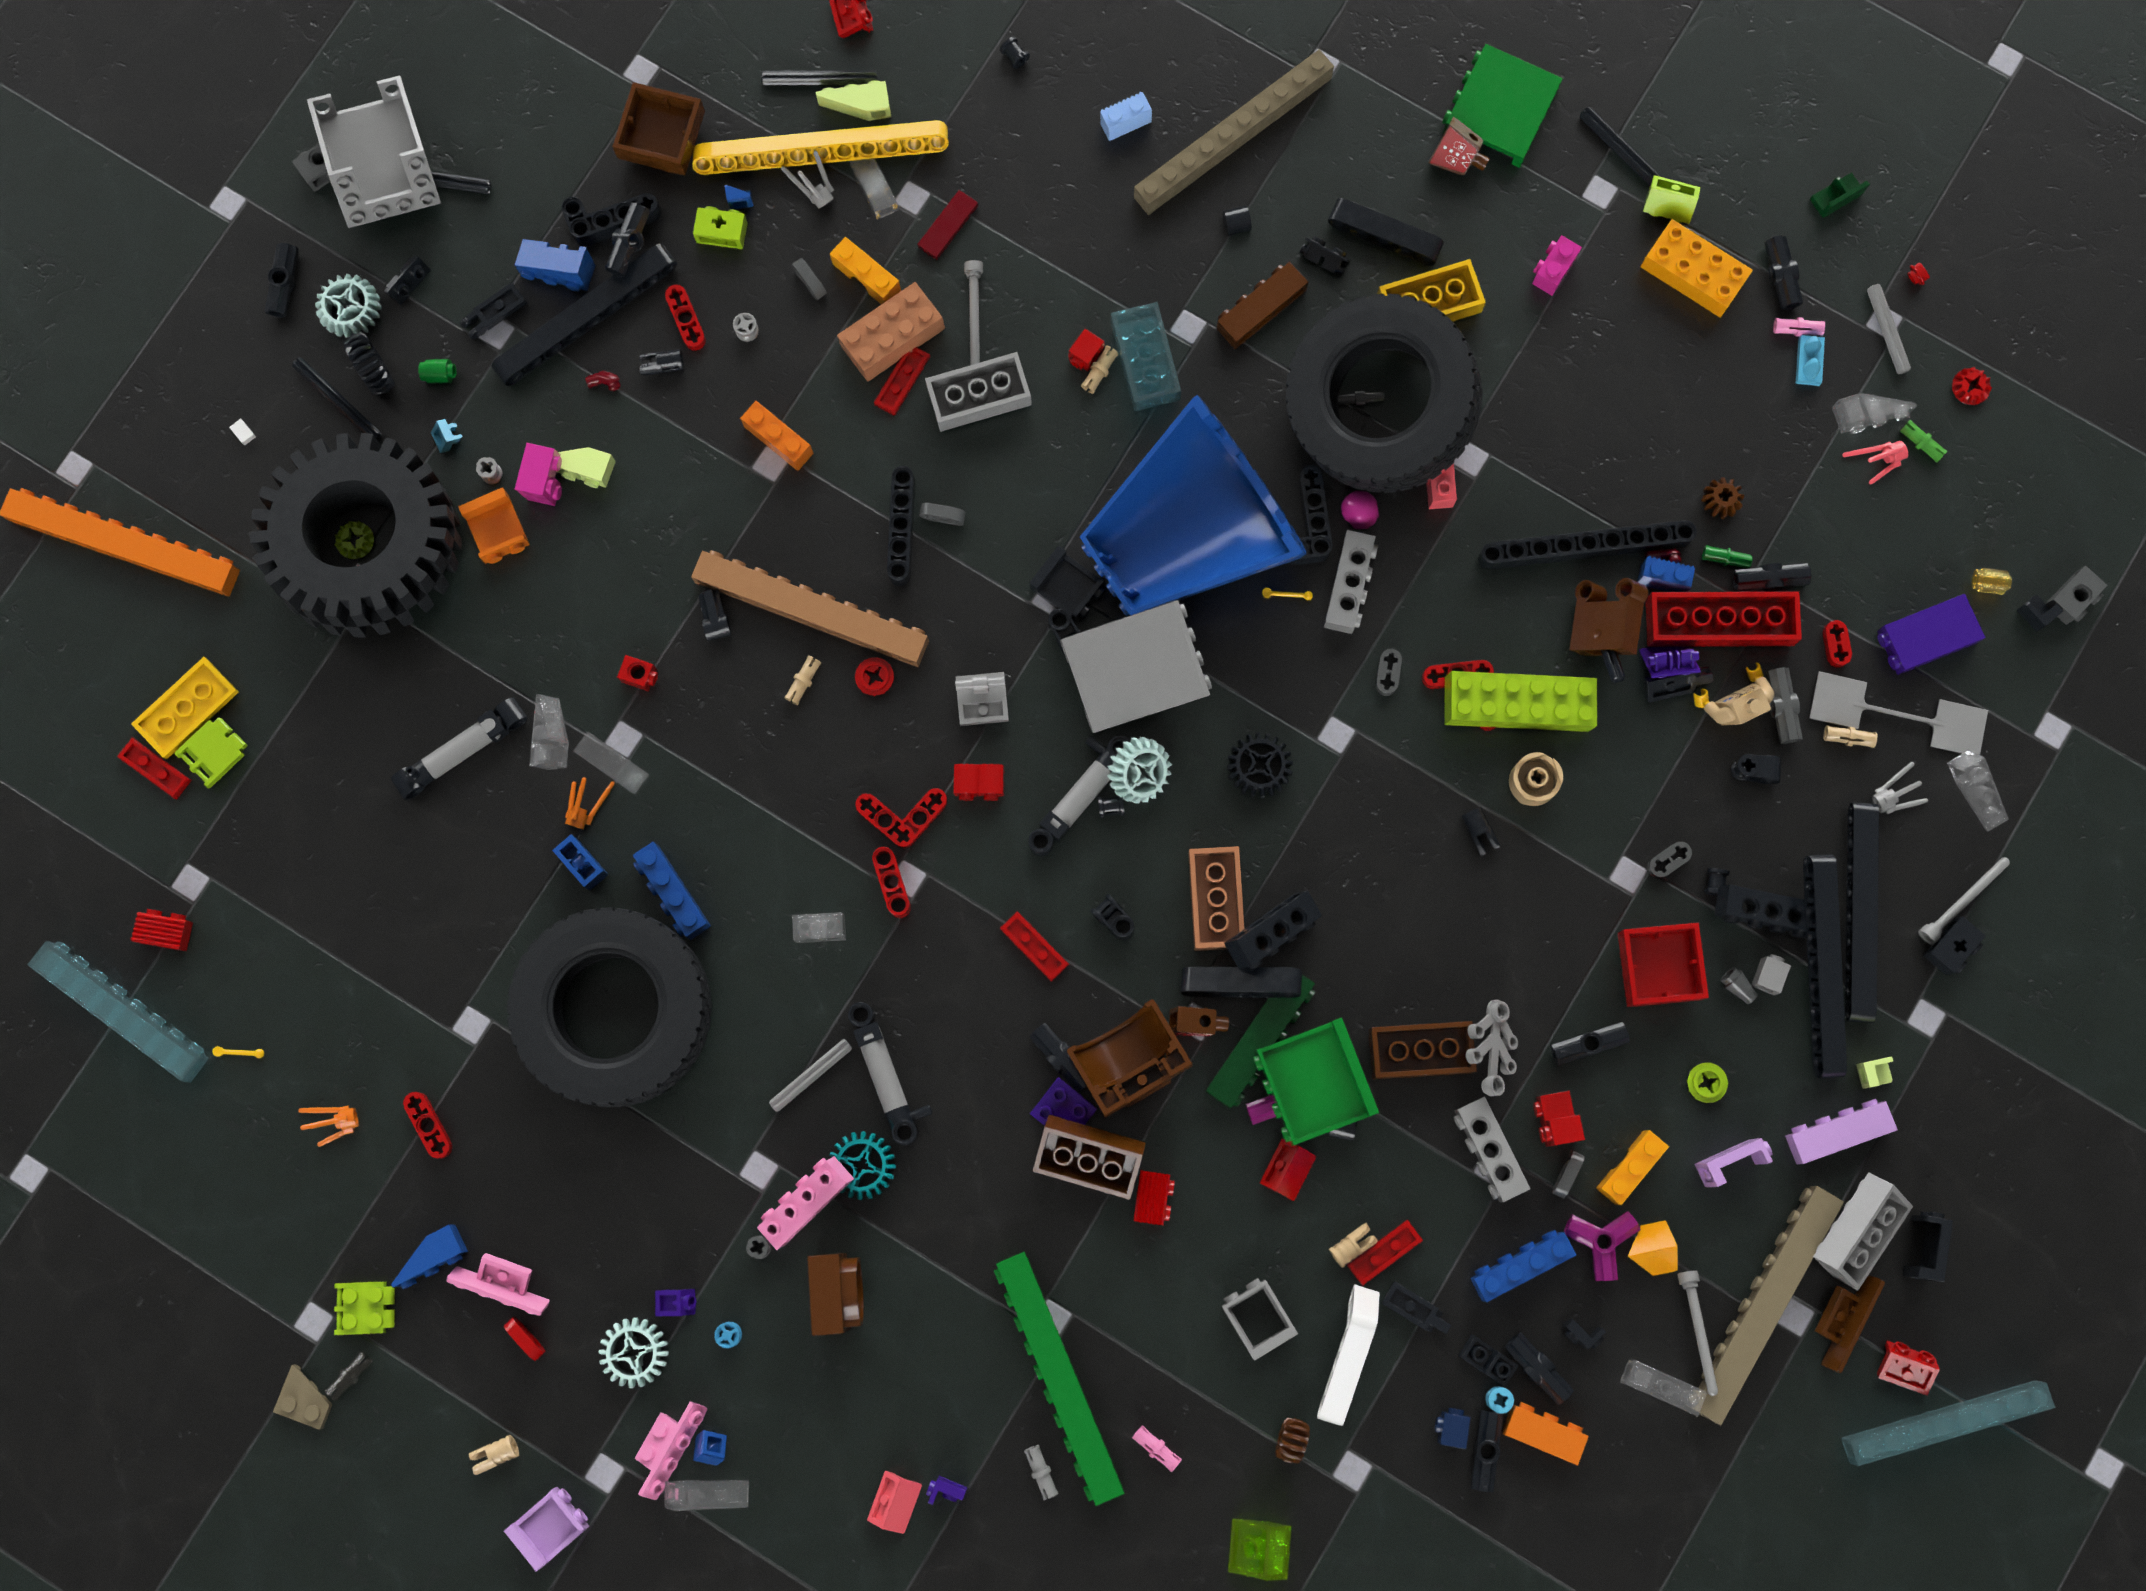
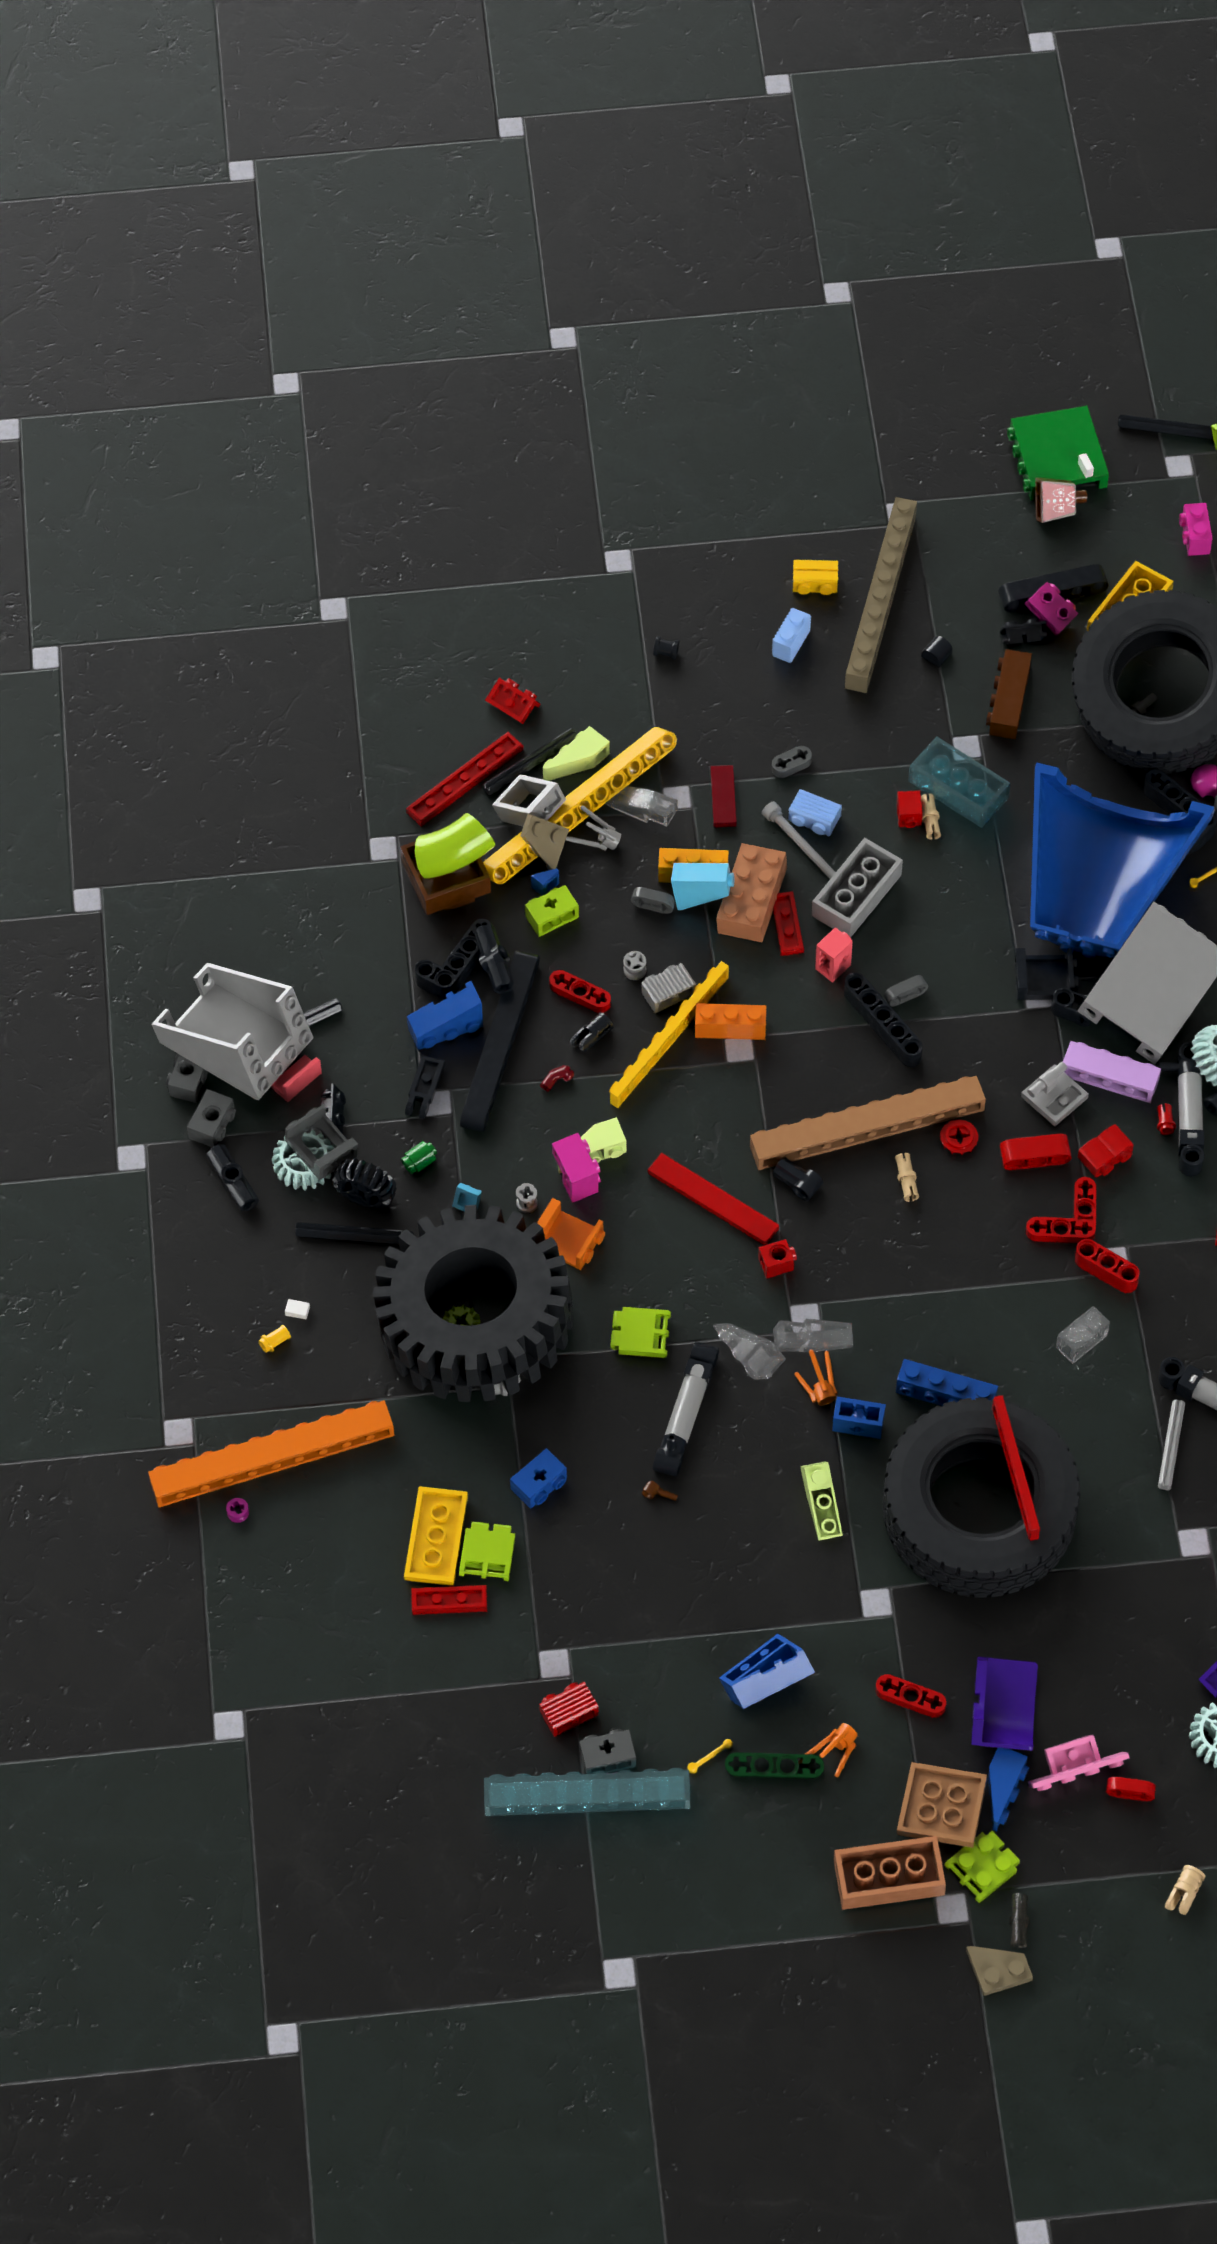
camera: 40 degrees left, 20 degrees down
(63, 576) = (237, 1518): none -> magenta bush
(146, 987) = (619, 1745): none -> dark grey brick
(202, 445) = (275, 1338): none -> yellow pin
(278, 1096) = (774, 1765): none -> dark green beam
(279, 1260) = (889, 1872): none -> nougat brick
(286, 716) = (542, 1467): none -> blue brick
(312, 204) = (211, 1106): none -> dark grey brick
(327, 1021) = (766, 1671): none -> wedge
(346, 281) = (317, 1119): none -> dark grey panel
(369, 1236) = (942, 1804): none -> medium nougat plate
(379, 795) = (653, 1488): none -> reddish brown hand
(403, 228) = (297, 1077): none -> coral panel
(480, 654) = (638, 1332): none -> lime plate
(485, 1195) = (1005, 1703): none -> dark purple panel
(498, 906) = (822, 1500): none -> yellowish green slope
(634, 1015) = (1015, 1468): none -> red tile
(635, 582) = (713, 1199): none -> red tile
(662, 114) = (452, 847): none -> lime brick
(711, 411) = (663, 1040): none -> yellow plate
(754, 55) = (464, 779): none -> red tile
(754, 367) = (668, 987): none -> light grey brick
(760, 159) = (545, 839): none -> dark tan wing
(770, 129) = (548, 796): none -> light grey window
(847, 293) = (700, 883): none -> medium azure slope
(906, 439) = (834, 954): none -> coral brick
(922, 737) = (1035, 1151): none -> red beam
(1005, 295) = (814, 813): none -> light blue brick
(1028, 235) = (791, 761): none -> dark grey beam
(1044, 712) = (1111, 1071): none -> lavender brick
(1053, 789) = (1166, 1124): none -> red pin
(1193, 75) = (815, 576): none -> yellow brick
(1362, 251) = (1052, 607): none -> dark pink brick
(1507, 136) = (1085, 465): none -> white piece

